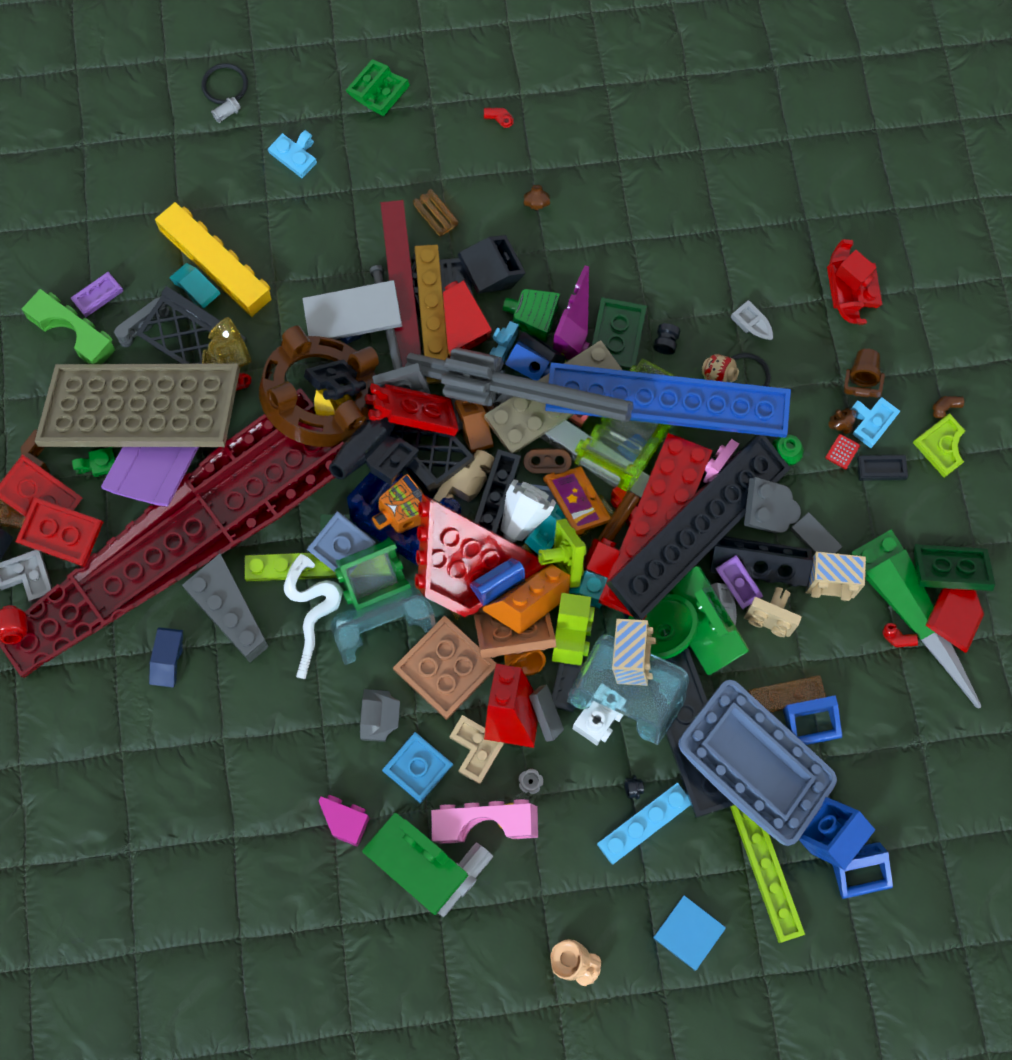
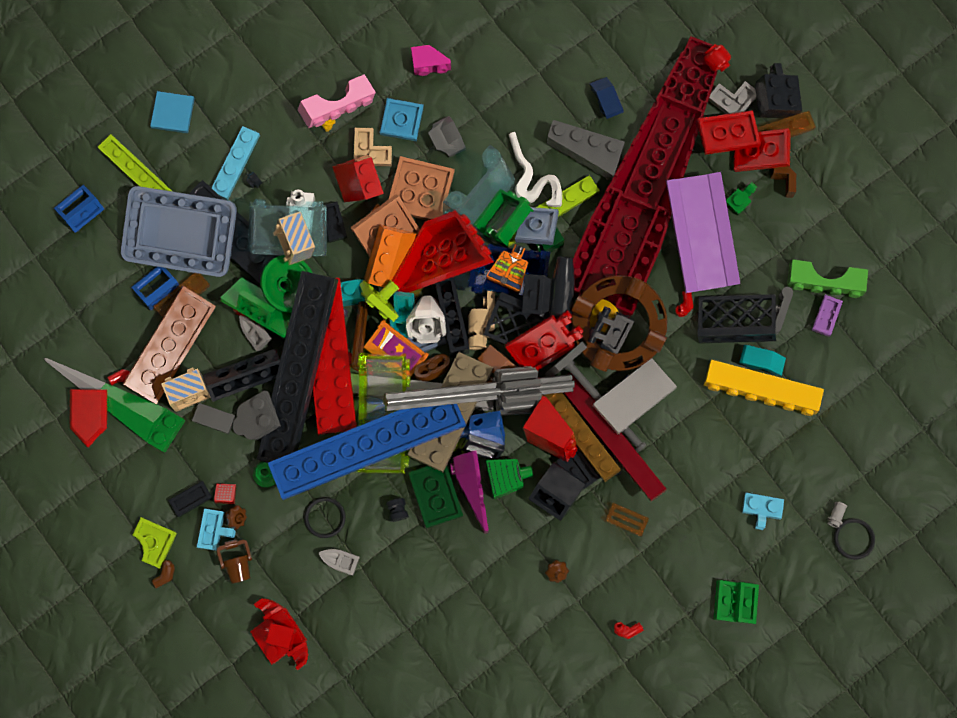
camera: 150 degrees right, 5 degrees up
(138, 405) = (736, 244): dark tan plate -> none
(226, 346) = (705, 317): clear yellow brick -> none
(415, 863) = (367, 57): green bracket -> none
(473, 864) = (334, 65): light grey piece -> none
(498, 581) = (415, 251): blue tile -> none
(505, 340) = (513, 433): medium azure plate -> none
(526, 776) = (323, 144): light grey plate -> none
(546, 713) = (335, 192): dark grey tile -> none
(573, 625) = (348, 252): lime brick -> none
(574, 962) = (236, 54): light nougat hair -> none
(601, 556) = (354, 311): red brick -> none
(720, 369) = (344, 505): tan head -> none
(723, 456) = (309, 423): bright pink plate -> none
(739, 581) = (250, 349): medium lavender slope -> none
(773, 614) = (216, 338): tan plate -> none
(829, 641) = (169, 344): none -> plate
(836, 833) = (105, 214): blue brick -> none
(953, 567) = (105, 444): dark green plate -> none

